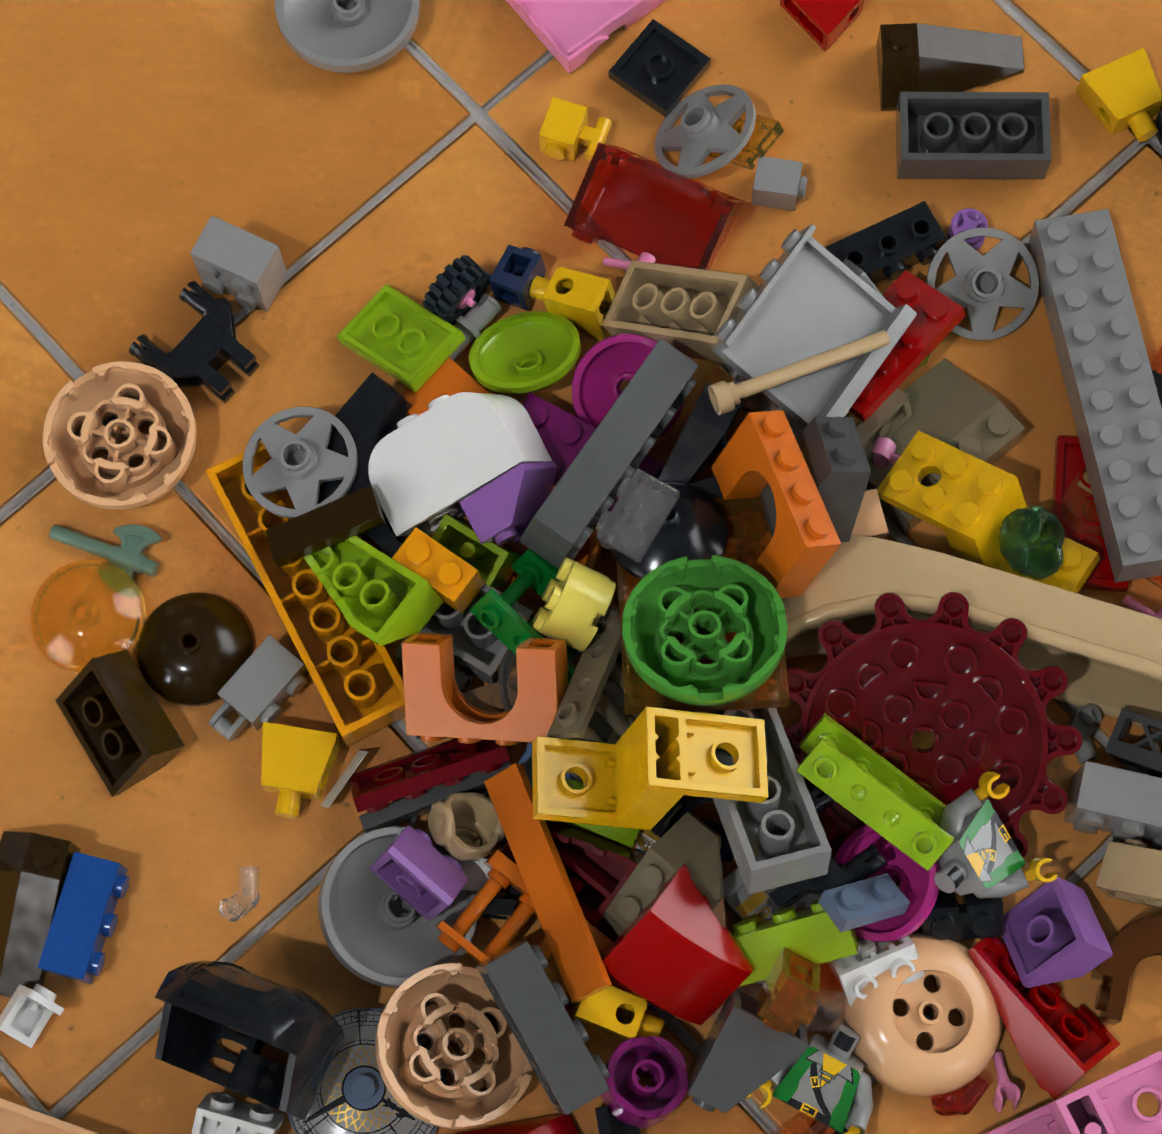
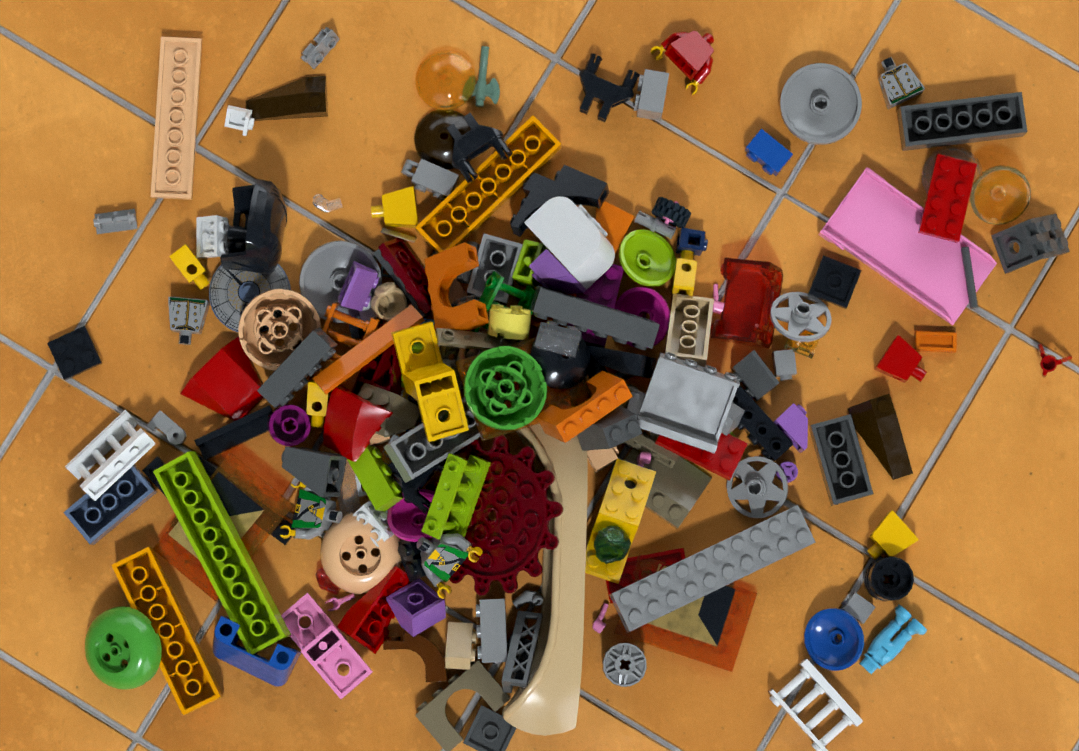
camera: 70 degrees right, 10 degrees up
(84, 918) = (293, 130): blue brick -> none
(119, 721) = (395, 114): dark brown slope -> none
(136, 395) = (540, 41): light nougat brick -> none
(188, 186) = (690, 54): none -> torso
(222, 586) = (473, 144): none -> black connector
(299, 461) = (549, 161): light grey wheel -> none
(325, 526) = (517, 185): dark brown tile -> none
(374, 590) = (490, 218): lime wedge -> none
(401, 337) = (638, 191): lime tile -> none
(403, 110) = (768, 153): none -> blue brick
(446, 572) = (510, 249): light orange brick -> none
(567, 128) = (782, 242): yellow brick -> none
(727, 395) = (637, 367): tan piece -> none
(773, 220) = (755, 376): none -> dark grey slope
(790, 993) = (346, 481): clear orange brick -> none
(863, 902) = (400, 506): sand blue plate -> none
(895, 185) = (794, 426): none -> medium lavender slope

